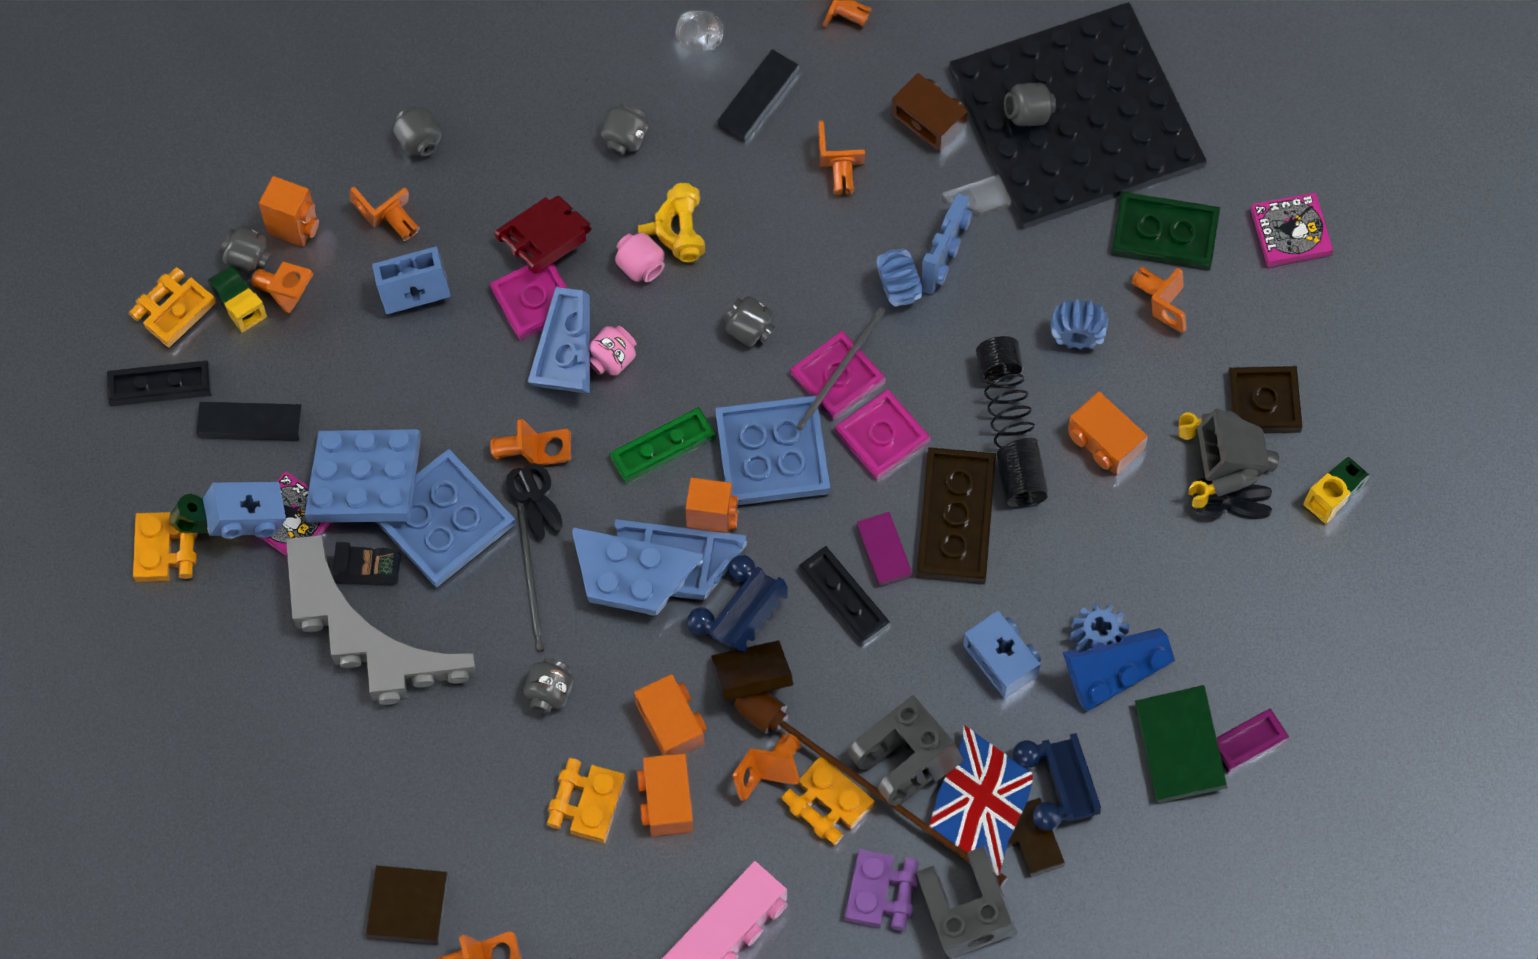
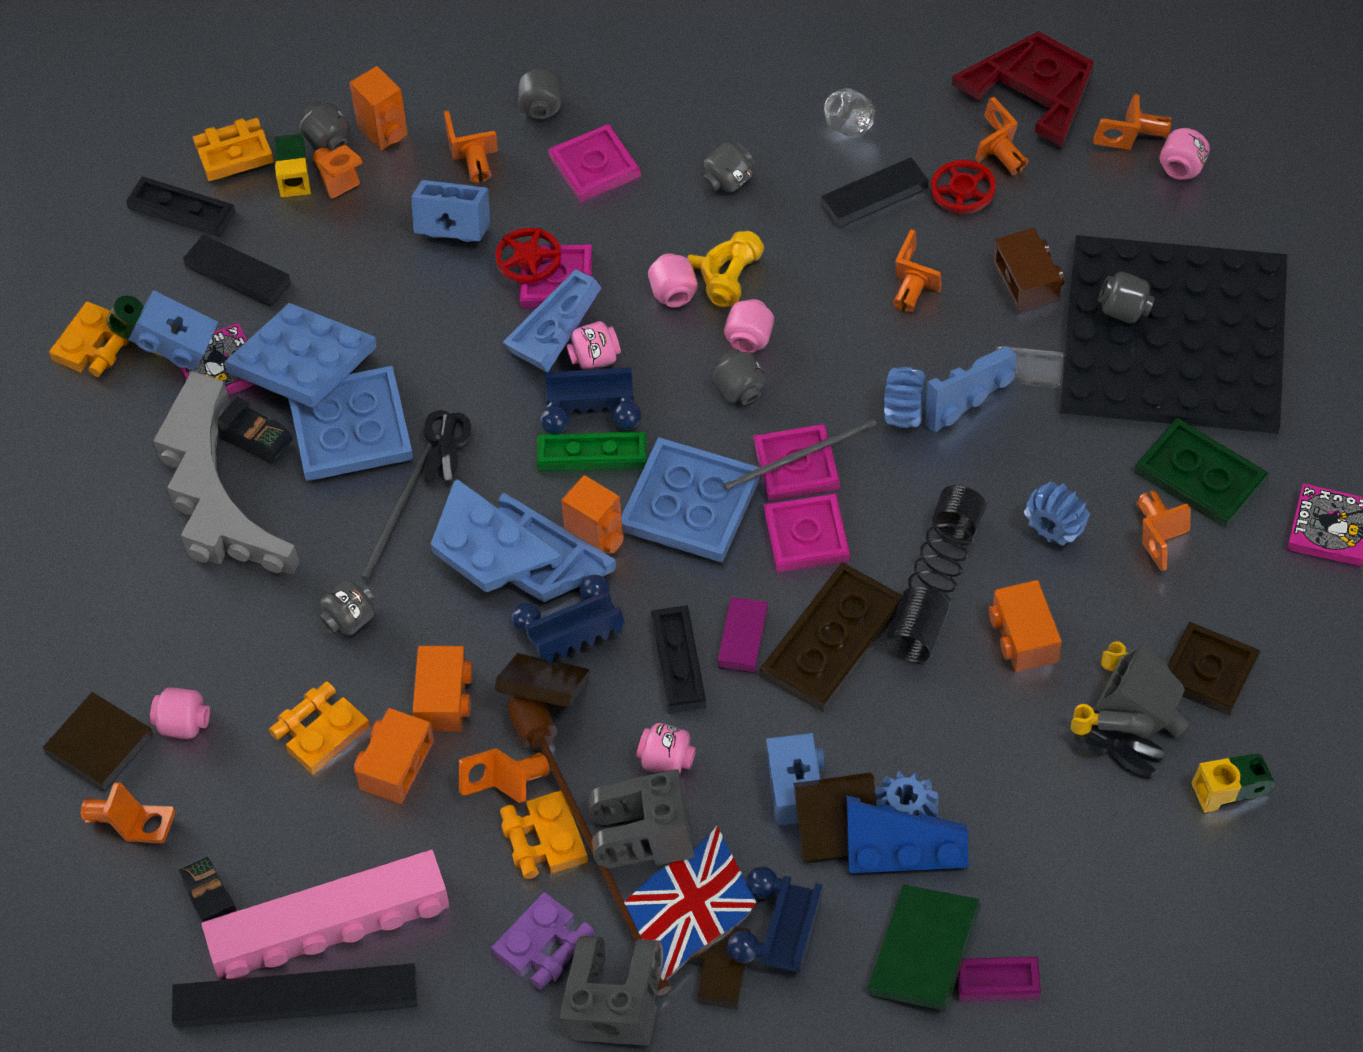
camera: 30 degrees right, 10 degrees down
(464, 847) = (179, 713): none -> bright pink head
(501, 175) = (594, 163): none -> dark pink tile
(502, 291) = (528, 255): none -> red wheel
(532, 445) = (470, 396): orange bracket -> none
(544, 232) = (597, 222): dark red plate -> none
(631, 391) = (587, 390): none -> dark blue gear
(729, 270) = (749, 326): none -> bright pink head
(829, 56) = (963, 186): none -> red wheel
(886, 681) = (665, 749): none -> bright pink head
(1047, 673) = (823, 813): none -> dark brown tile

